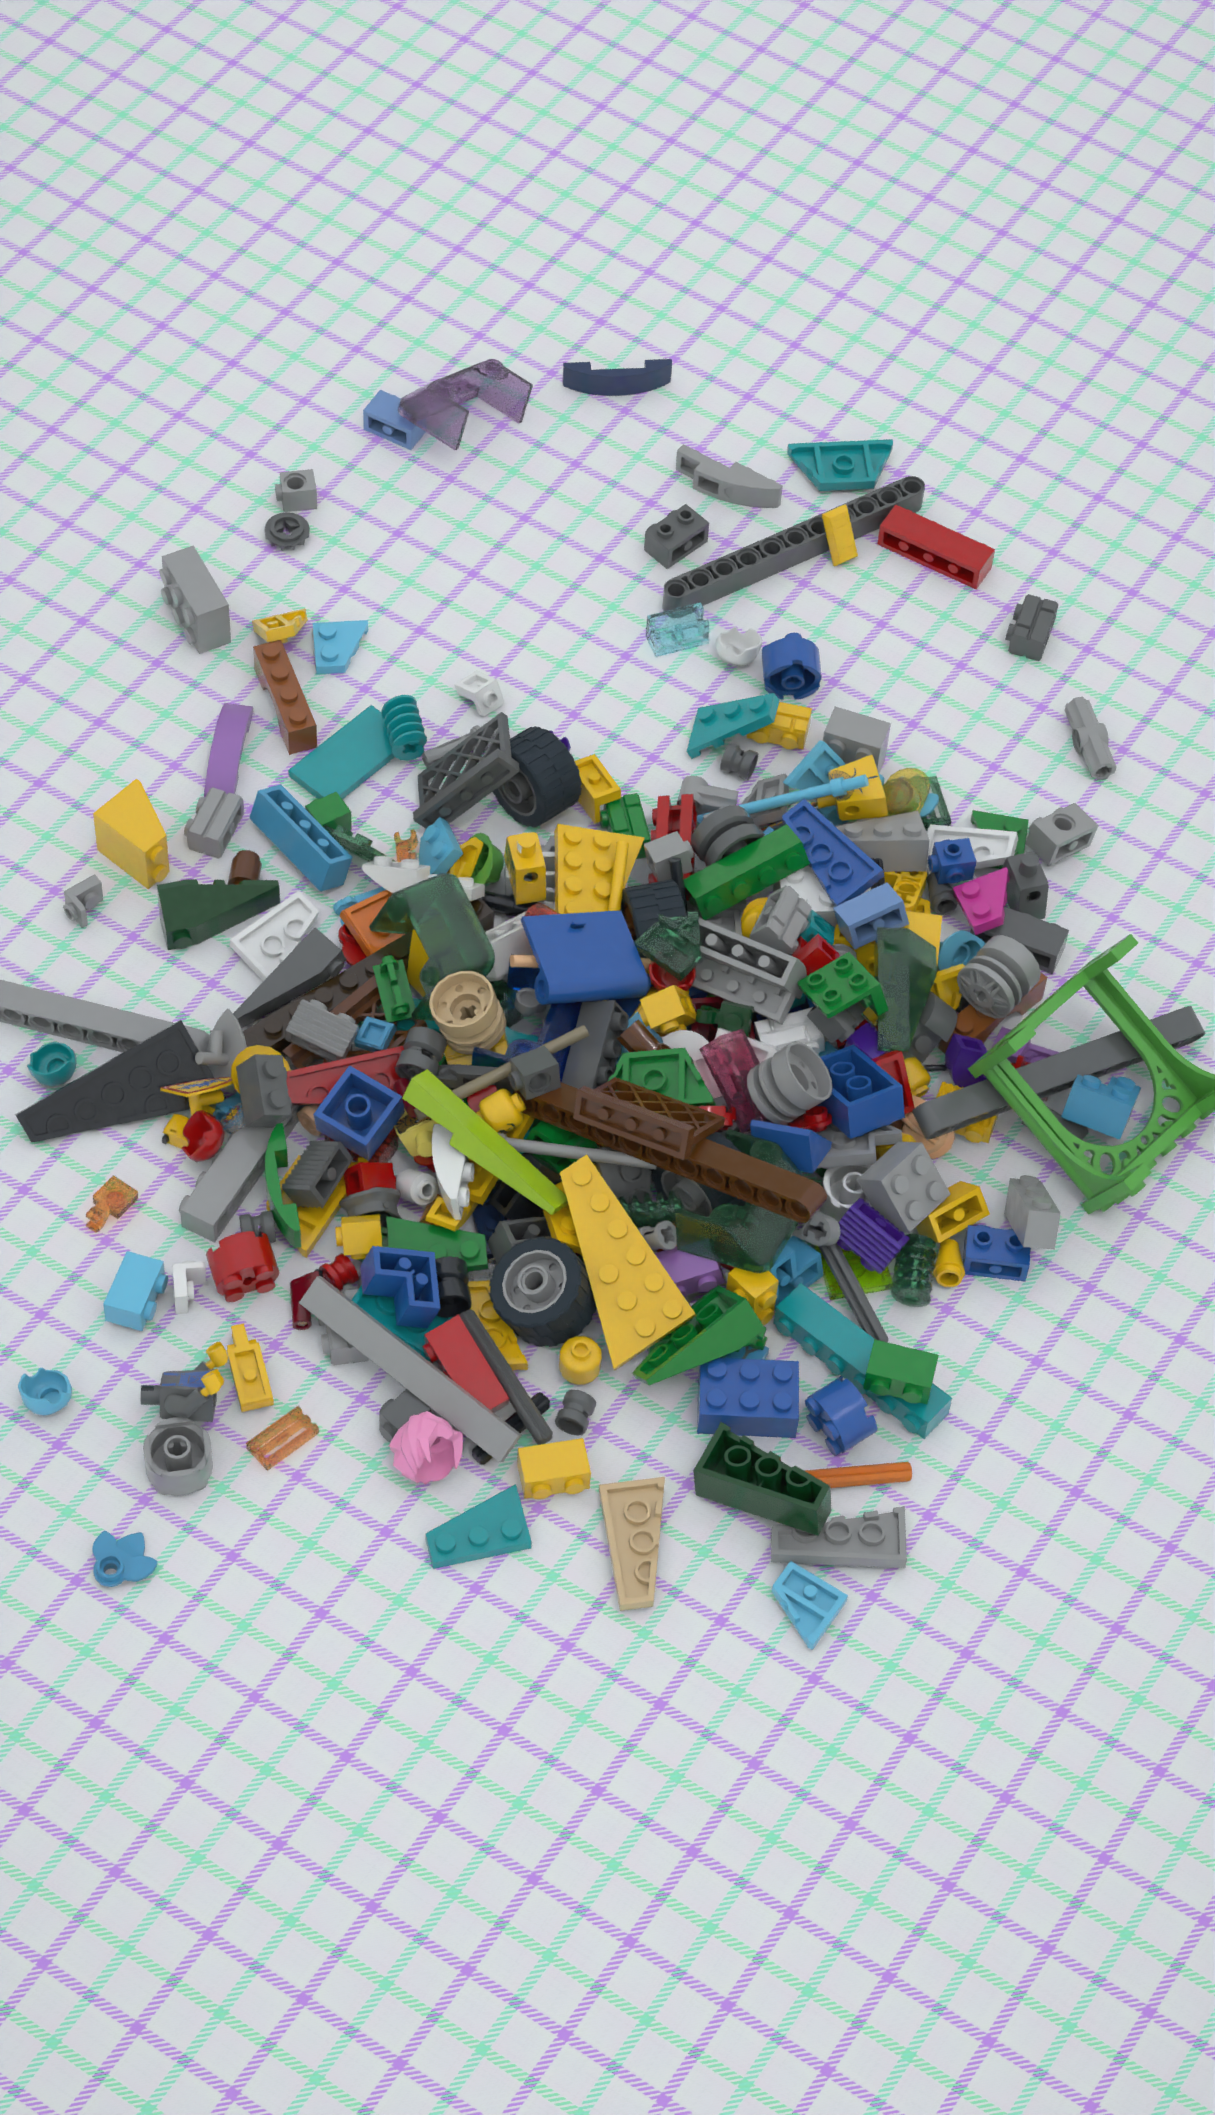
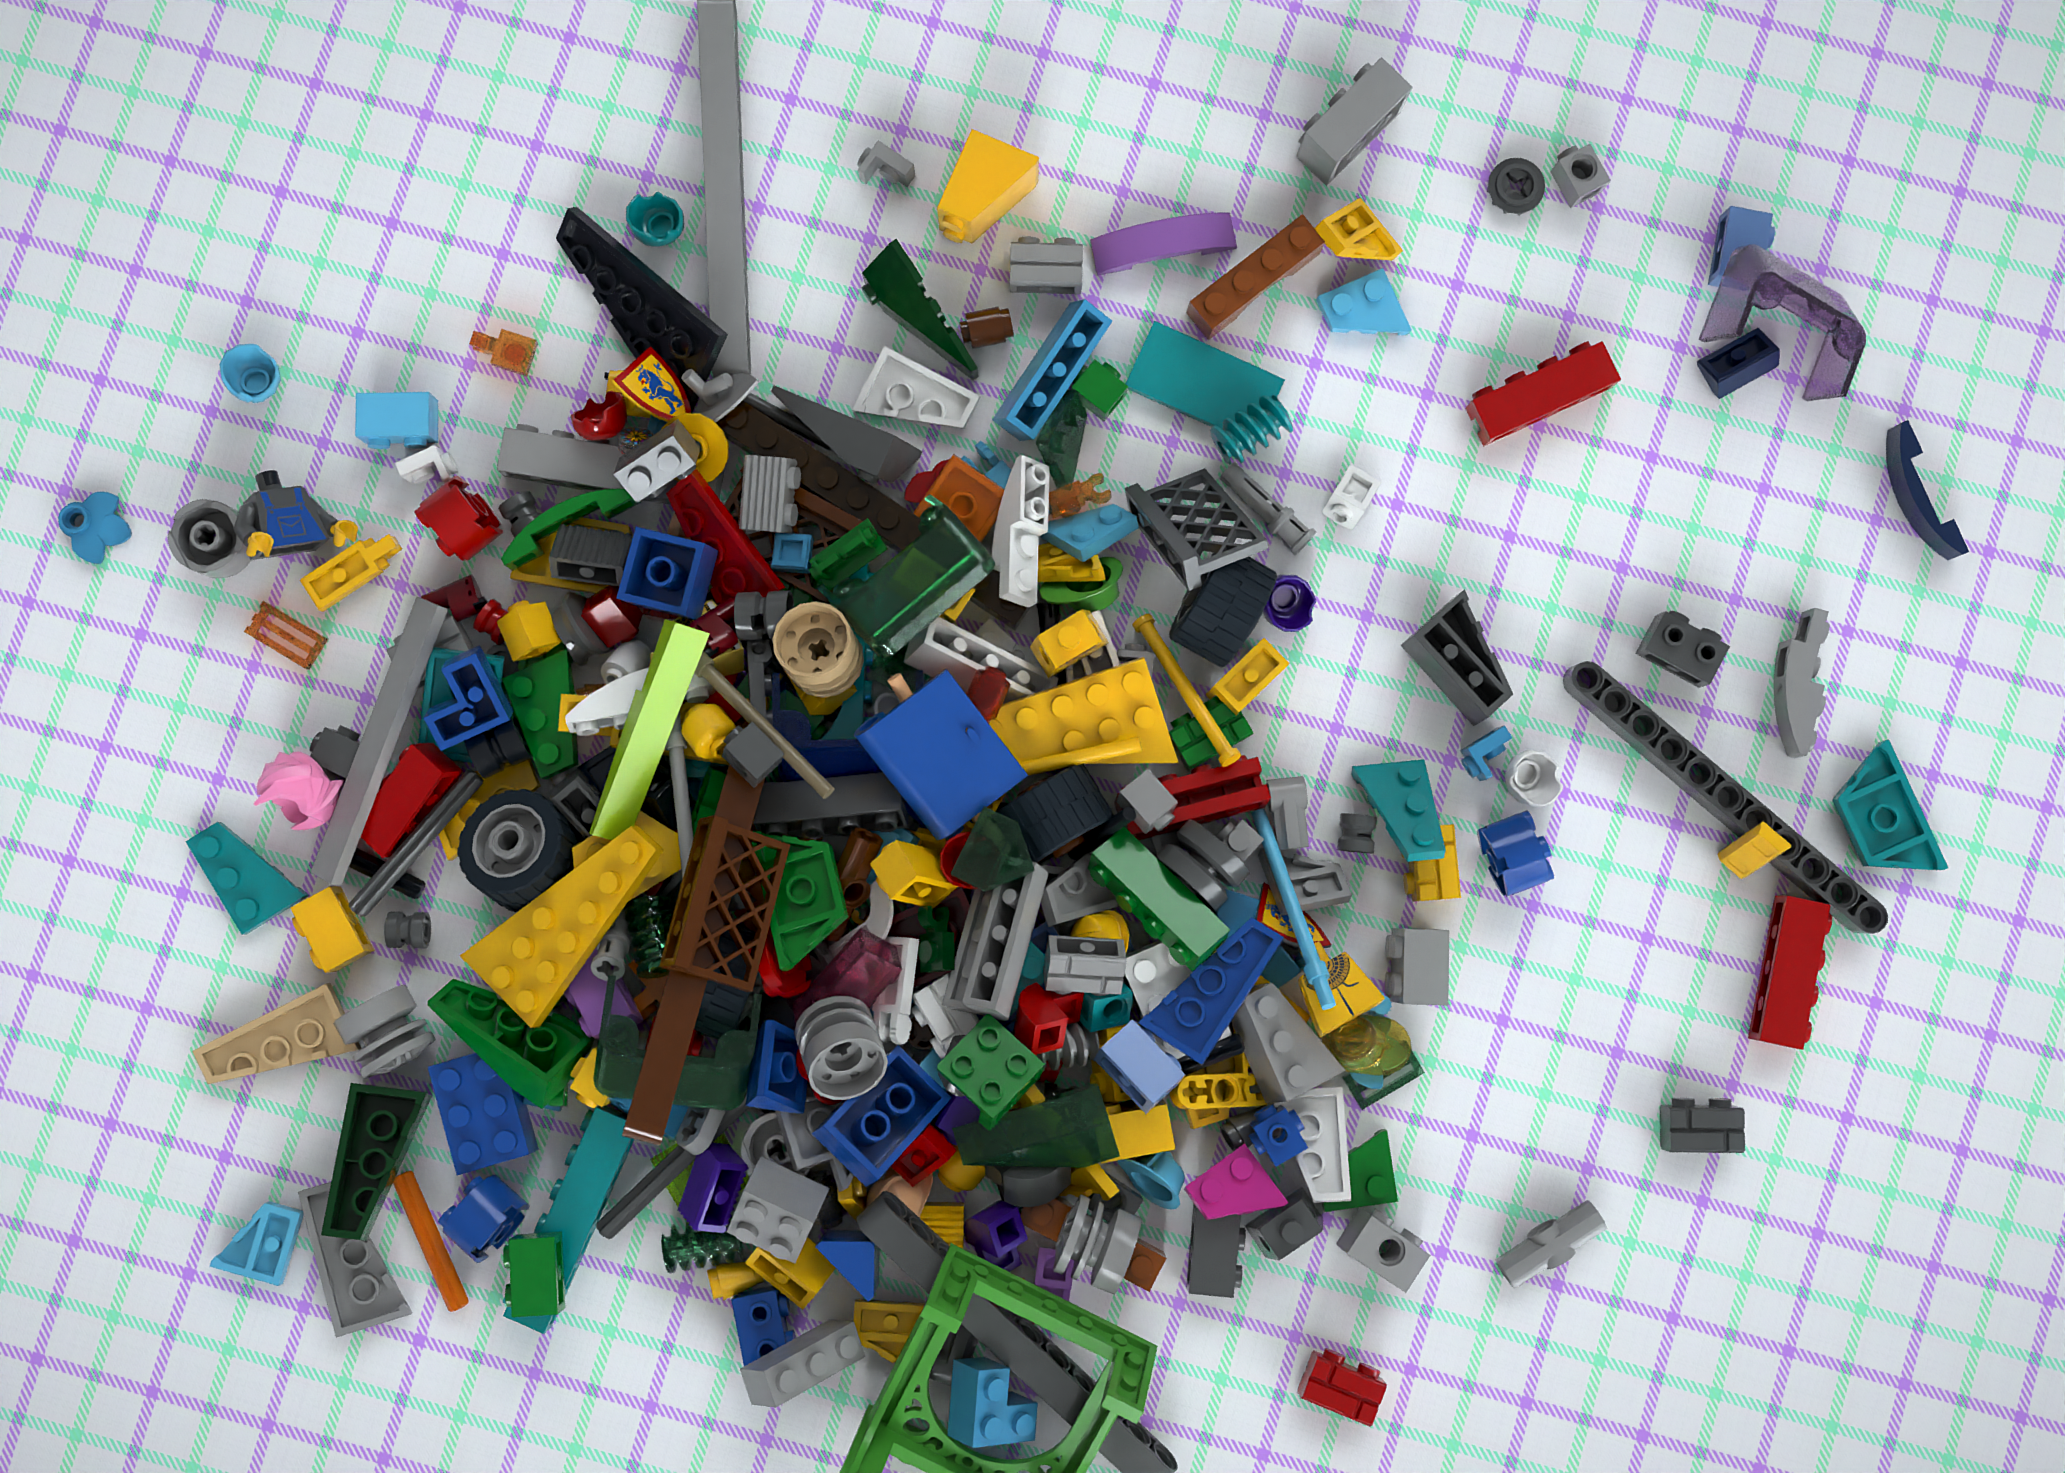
camera: 70 degrees right, 30 degrees up
(451, 557) = (1543, 392): none -> red brick
(477, 448) = (1739, 362): none -> dark blue slope
(580, 1360) = (468, 915): yellow head -> none
(610, 817) = (1227, 754): none -> yellow bar
(634, 660) = (1459, 660): none -> dark grey wedge
(663, 1440) = (384, 1031): none -> light grey wheel
(677, 629) = (1535, 699): clear light blue hinge -> none
(704, 670) = (1488, 746): none -> dark azure bracket
(814, 768) = (1363, 938): medium azure wing -> none
(965, 1157) = (853, 1257): none -> blue slope
(1025, 1158) = (885, 1325): none -> yellow wing
(1159, 891) = (1342, 1387): none -> red brick

